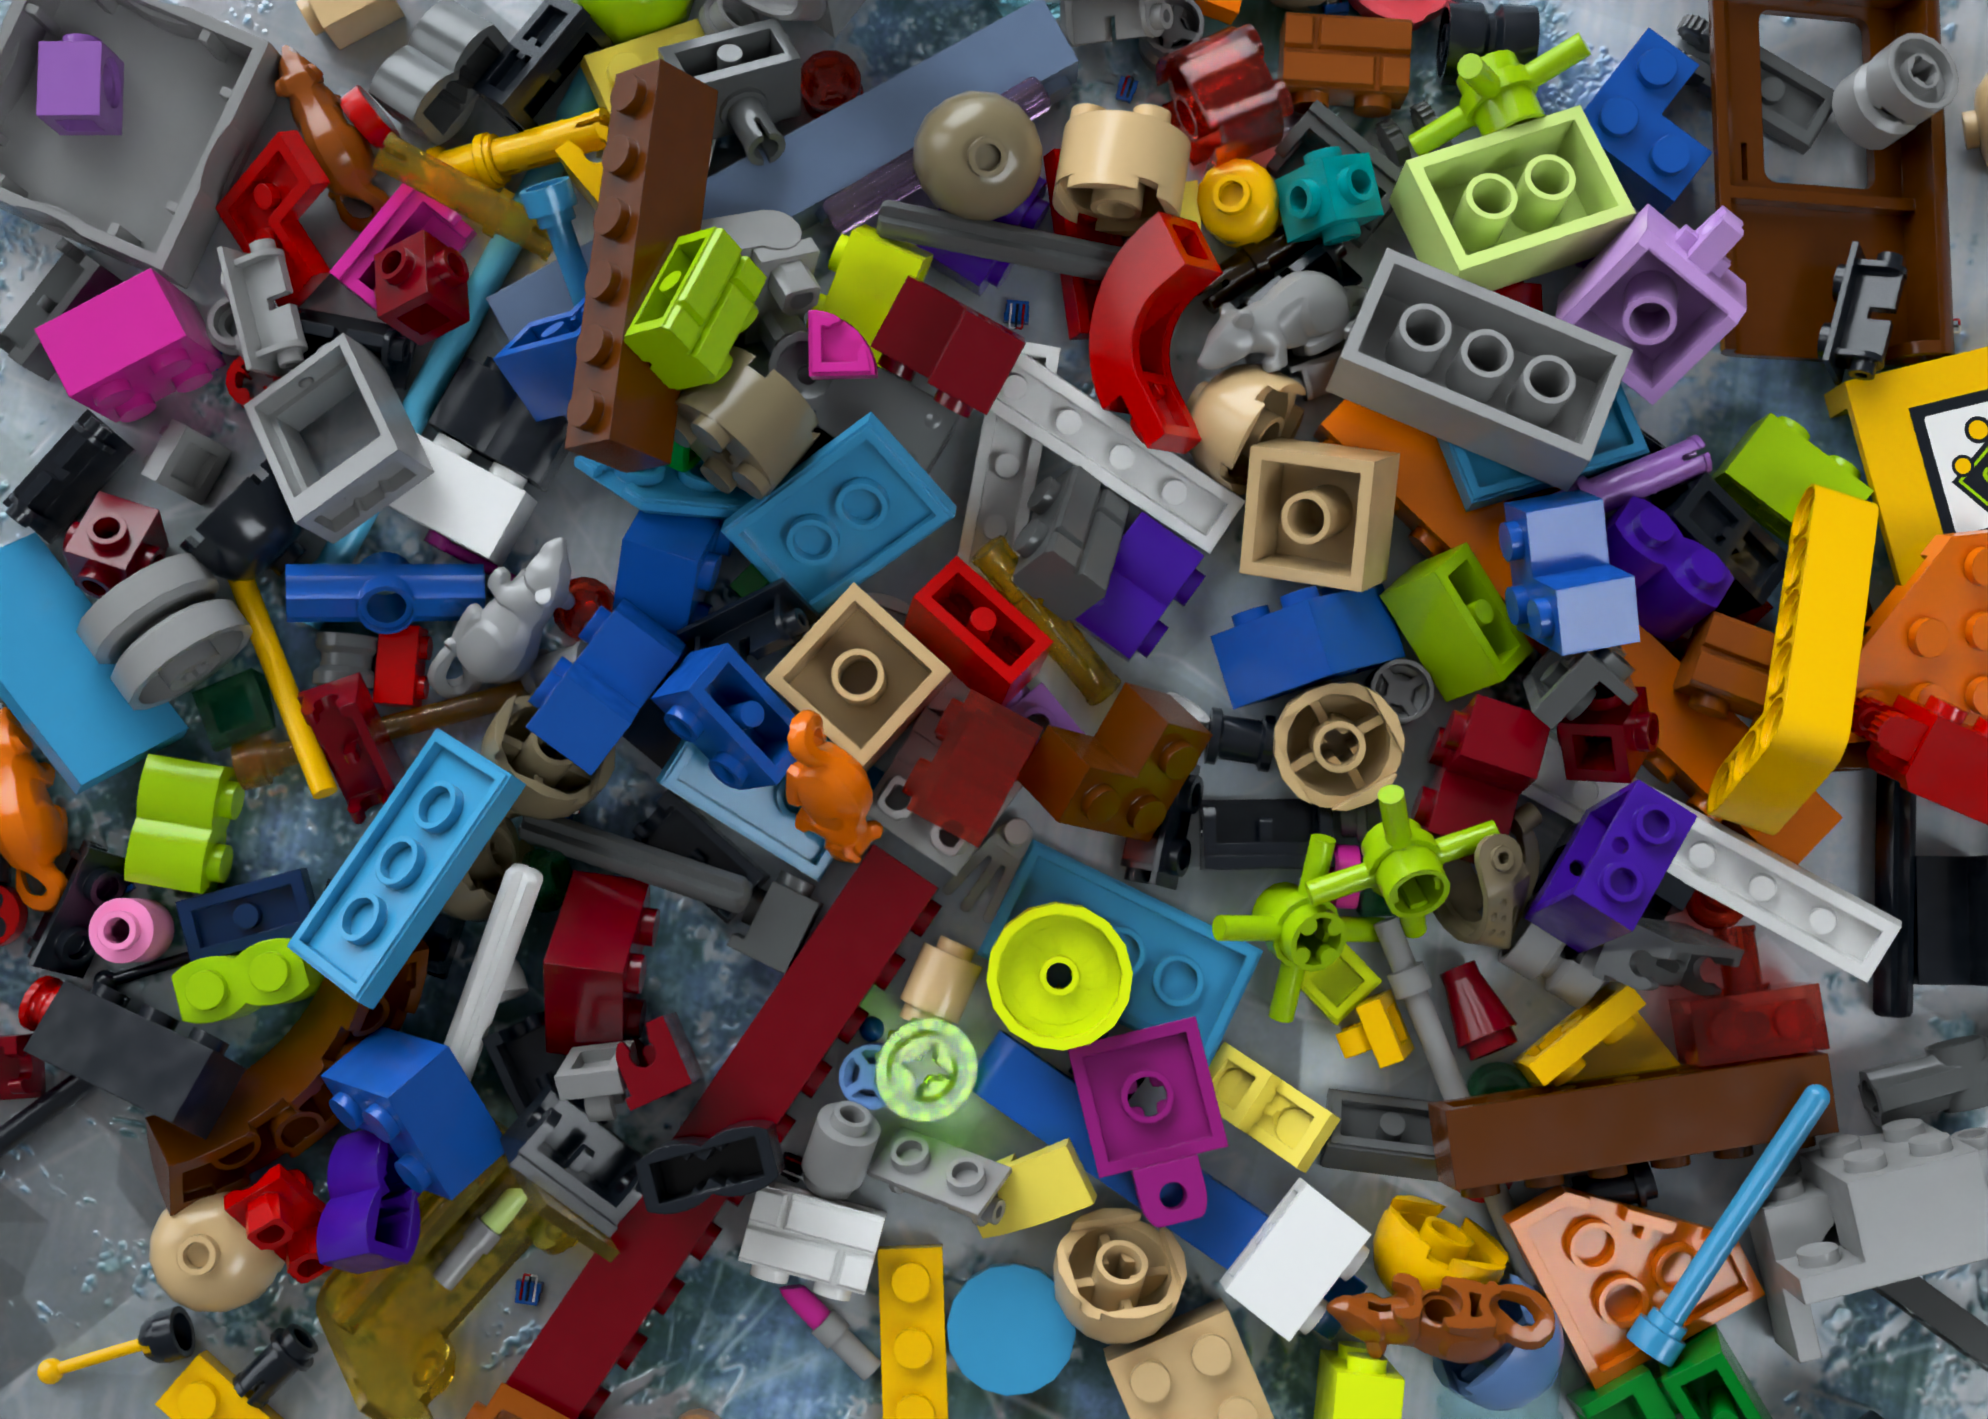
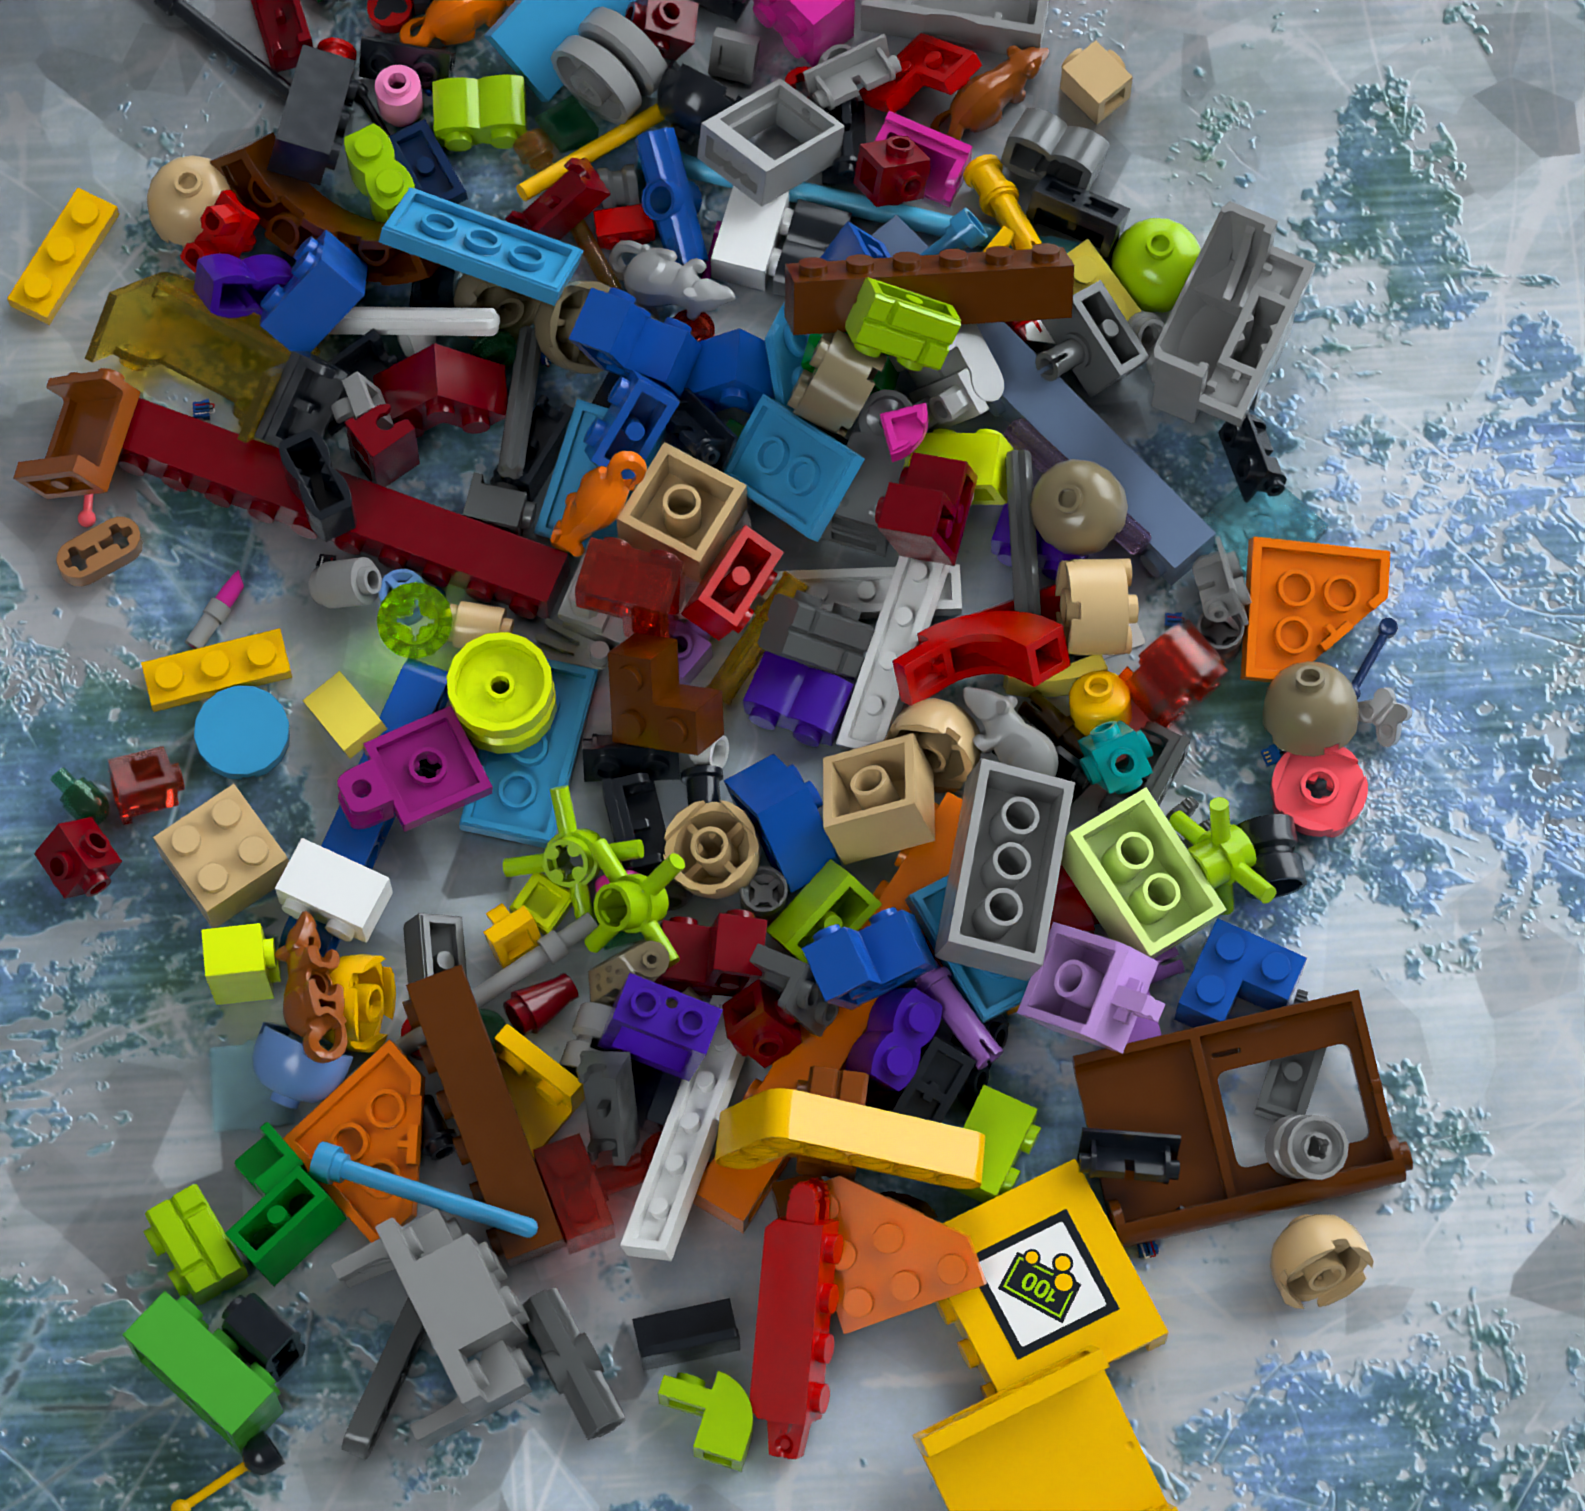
camera: 75 degrees right, 15 degrees down
(161, 1338) = (123, 181): hinge -> none
(289, 1352) = (128, 262): black pin -> none
(367, 116) = (1009, 113): red tile -> none
(463, 194) = (968, 170): clear yellow pin -> none
(480, 1237) = (231, 364): light grey piece -> none
(812, 1239) = (279, 581): white brick -> none
(825, 75) = (1118, 403): clear red wheel -> none
(942, 1175) = (341, 654): light grey hinge -> none
(1016, 313) = (984, 579): blue piece -> none
(1118, 1275) = (294, 783): tan cylinder -> none
(1269, 1108) = (438, 869): light yellow slope -> none
(1345, 62) = (1229, 758): dark orange brick -> none
(1895, 895) = (681, 1294): black axle -> none

